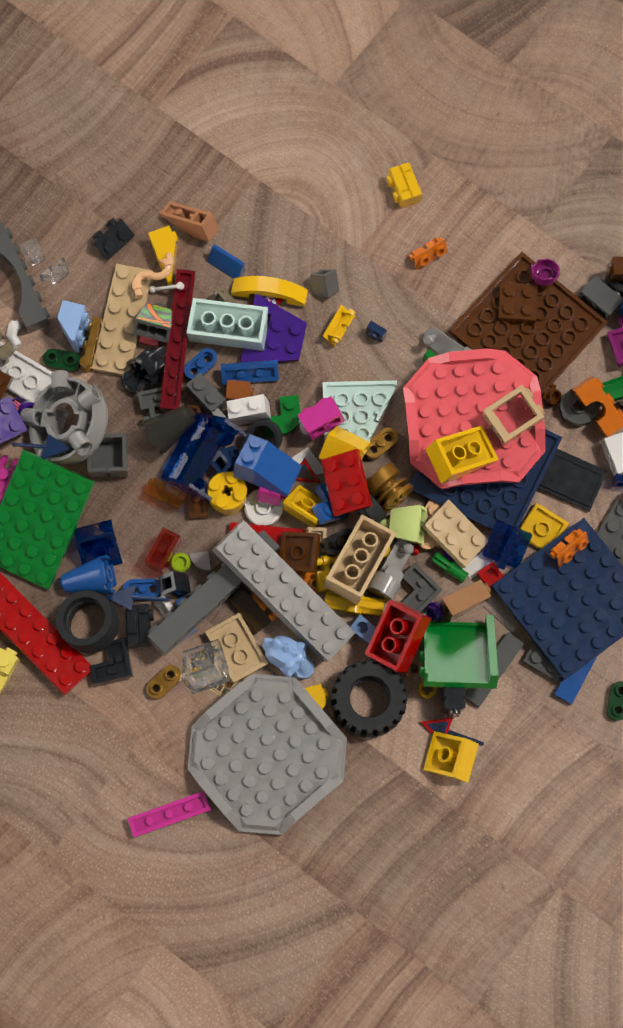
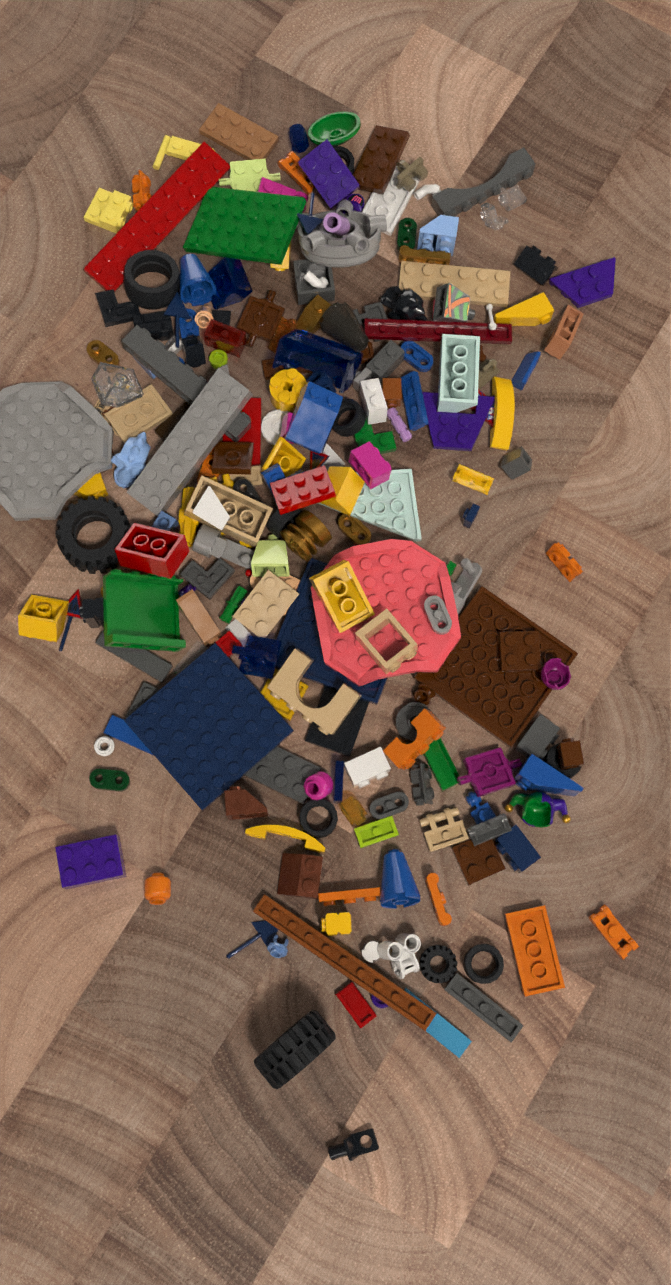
camera: 85 degrees right, 0 degrees up
(62, 418) = (336, 224): none -> lavender brick
(114, 451) = (314, 281): none -> white arm
(136, 556) = (222, 316): none -> black plate
(137, 192) = (587, 283): none -> dark purple wing
(137, 570) = (203, 317): none -> light nougat cone
(141, 514) = (260, 318): none -> reddish brown plate
(146, 460) = (312, 315): none -> pearl gold slope
(168, 262) = (514, 311): light nougat animal -> none
(274, 389) = (399, 424): none -> lavender axle
(362, 572) = (211, 509): none -> white sticker
(404, 185) = (634, 531): yellow brick -> none
(488, 365) = (438, 615): none -> light grey plate
(564, 553) = (263, 720): orange hinge -> none
(572, 484) = (286, 686): none -> tan arch
(591, 704) = (101, 740): none -> white plate

